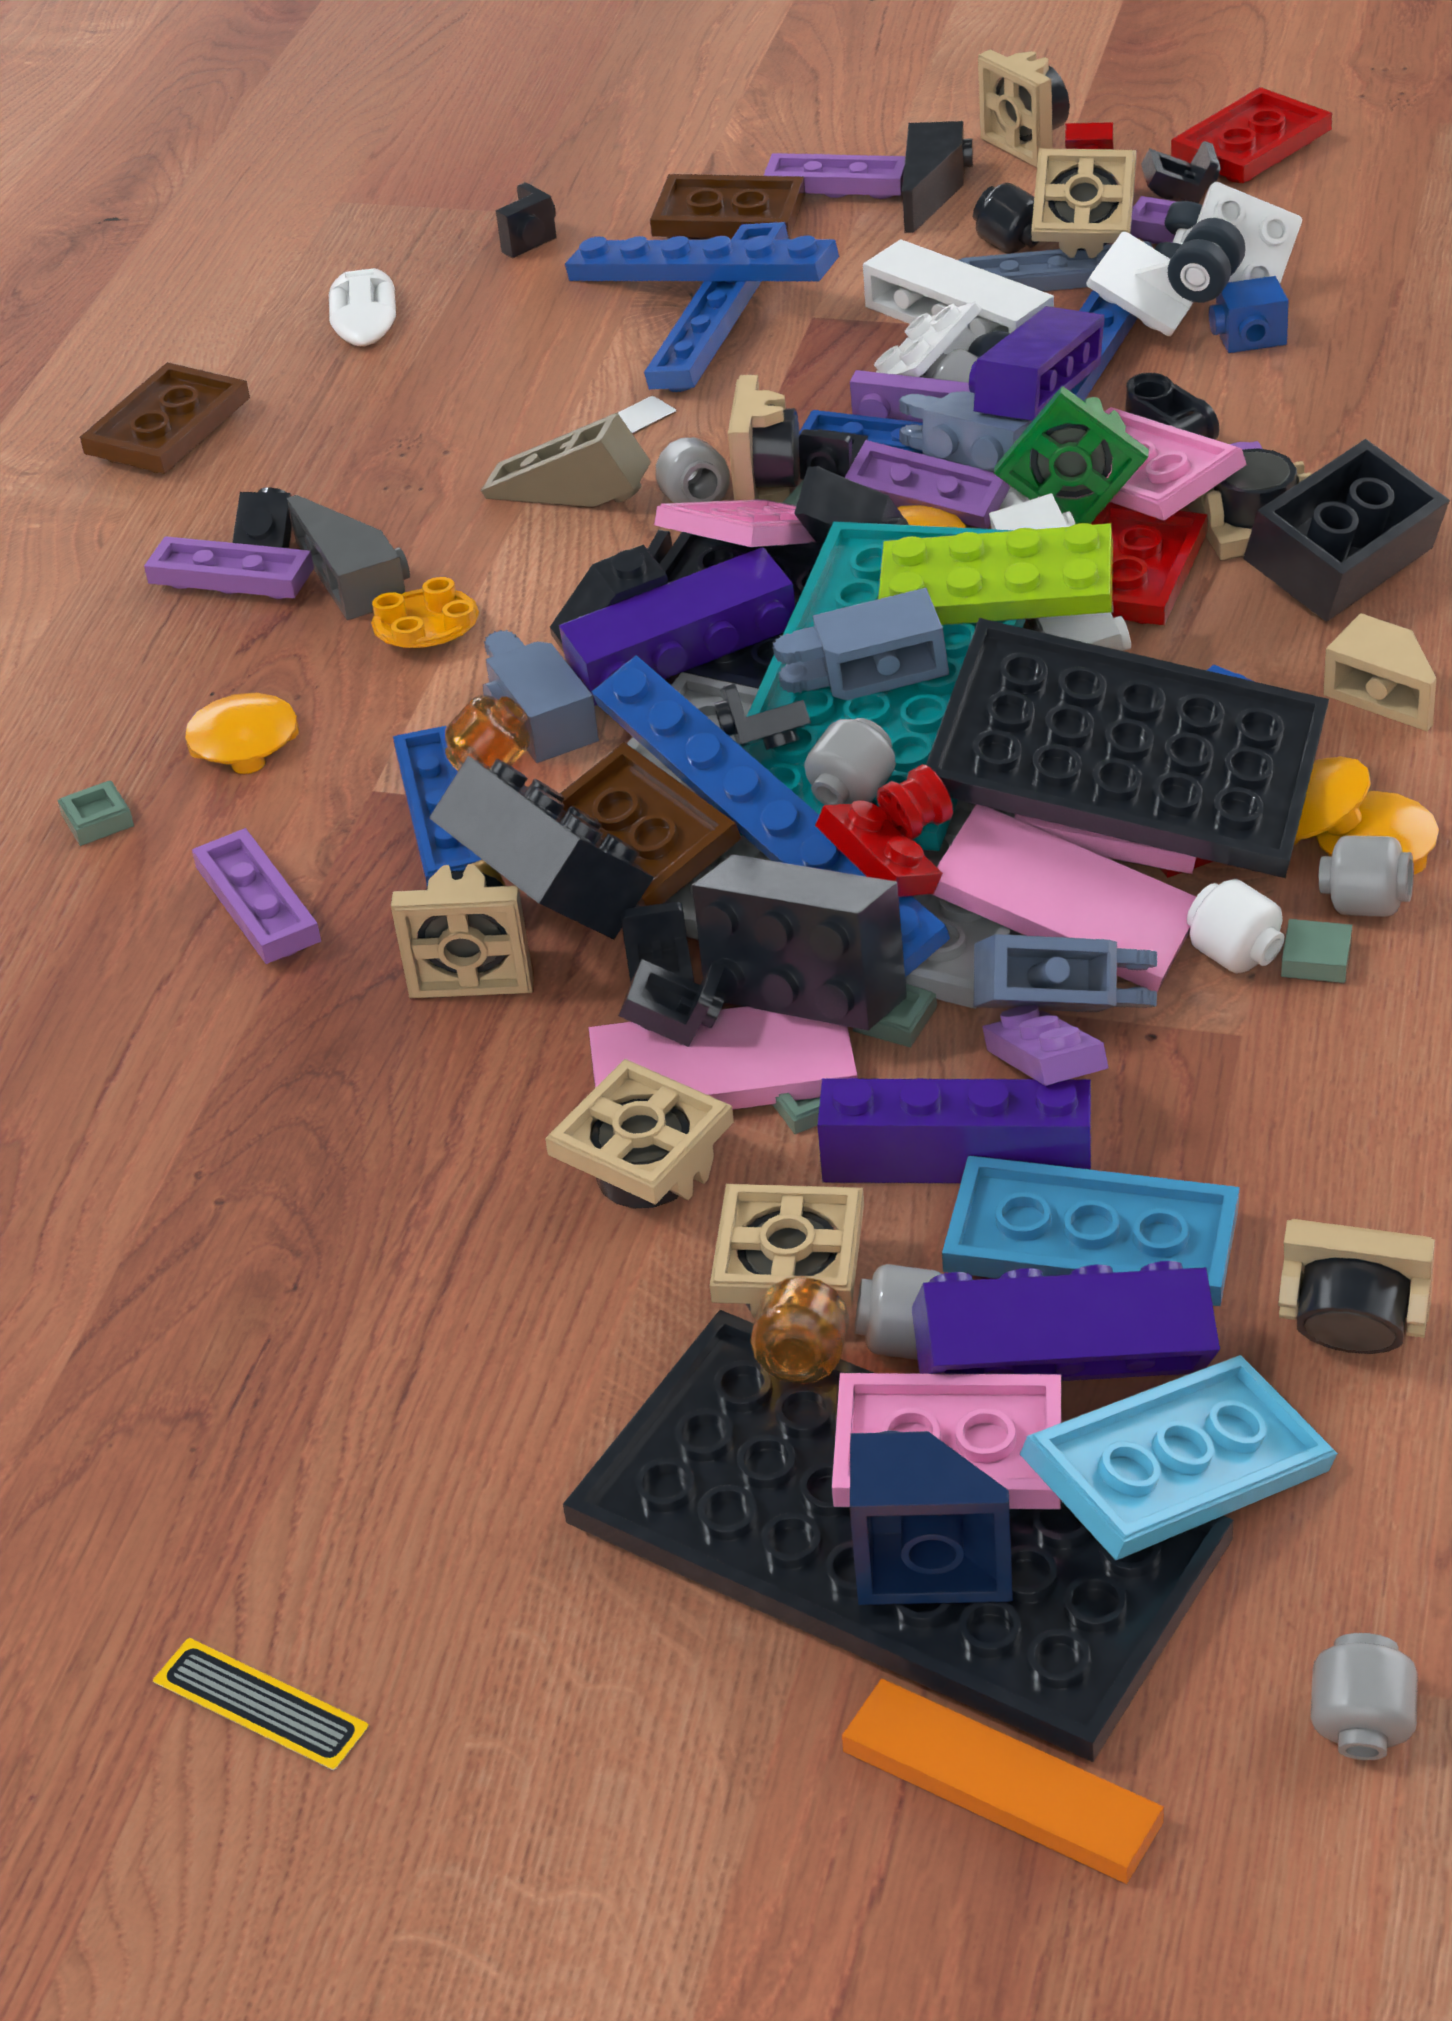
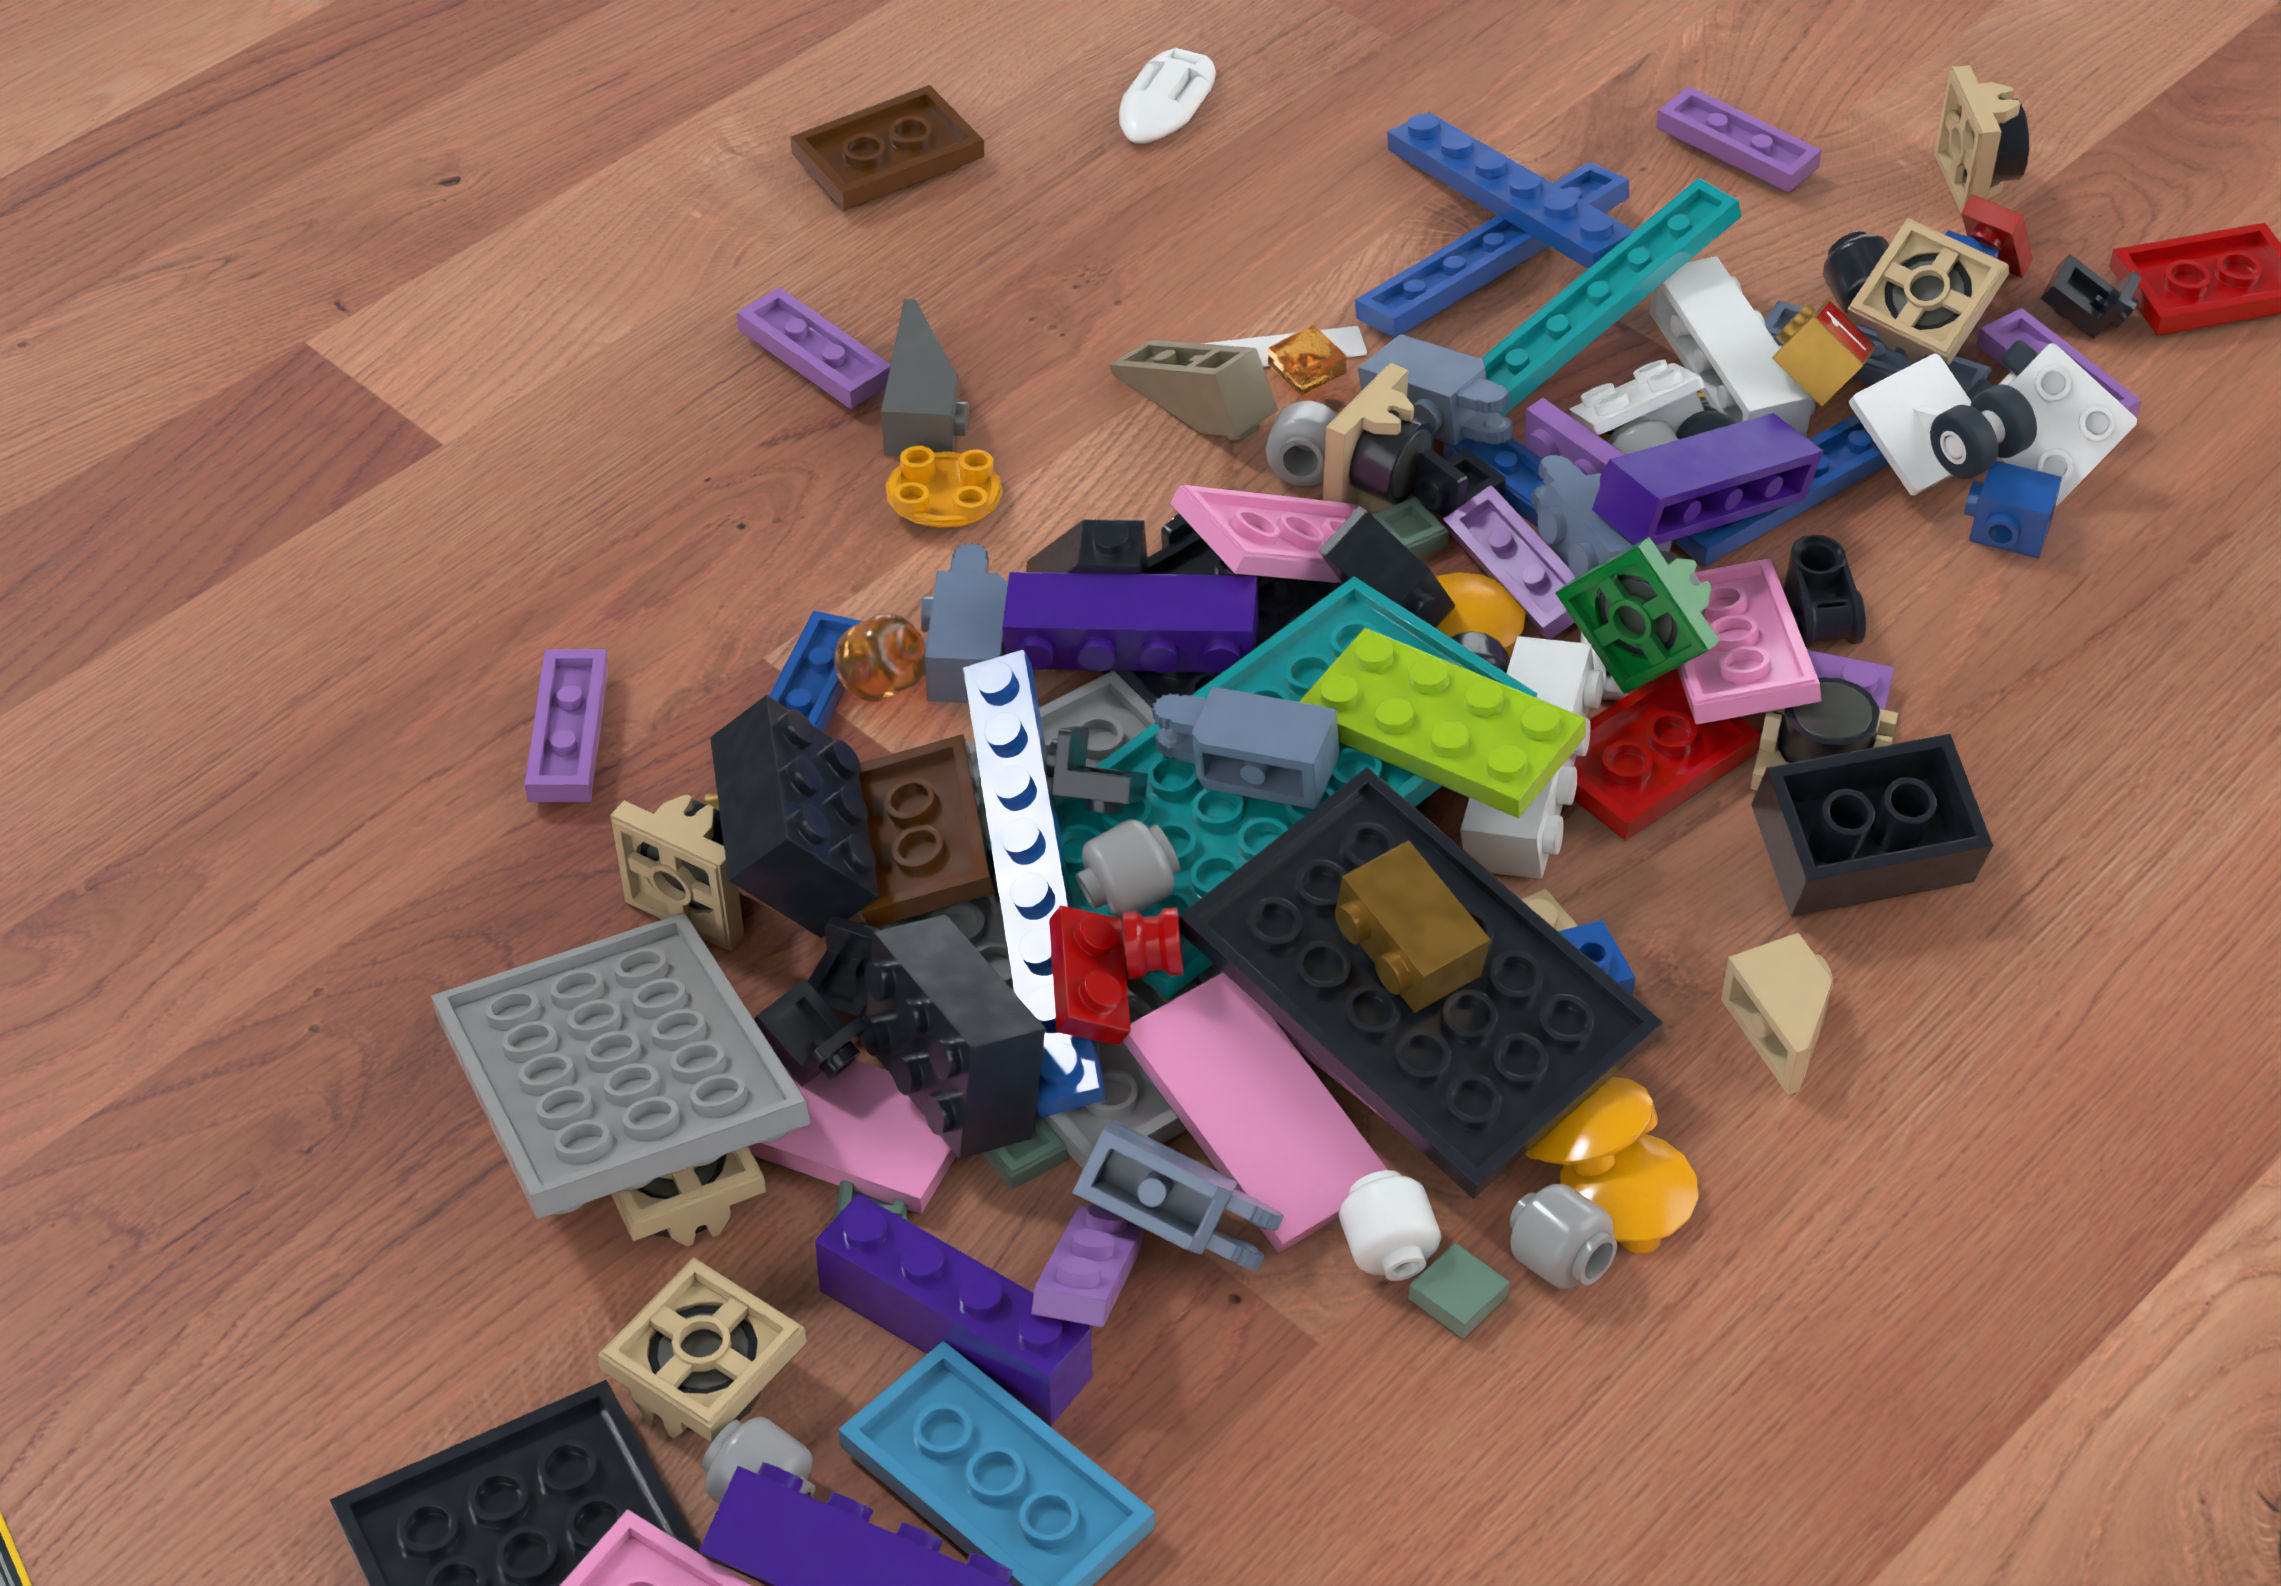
camera: 25 degrees right, 5 degrees up
(95, 812) = (509, 563): sand green tile -> none
(241, 730) = (695, 535): light orange dish -> none
(263, 518) = (876, 312): black bracket -> none
(526, 221) = (1388, 64): black bracket -> none
(540, 1082) = (617, 1065): none -> light grey plate
(647, 422) = (1307, 360): none -> clear orange plate
(722, 203) = (1592, 123): reddish brown plate -> none
(782, 377) = (1446, 390): none -> sand blue hinge
(800, 1330) = (632, 1445): clear orange head -> none
(839, 294) = (1609, 289): none -> teal plate
(933, 168) = (1834, 177): black slope -> none
(1037, 261) = (1822, 350): none -> pearl gold brick
(1111, 700) = (1411, 927): none -> pearl gold brick

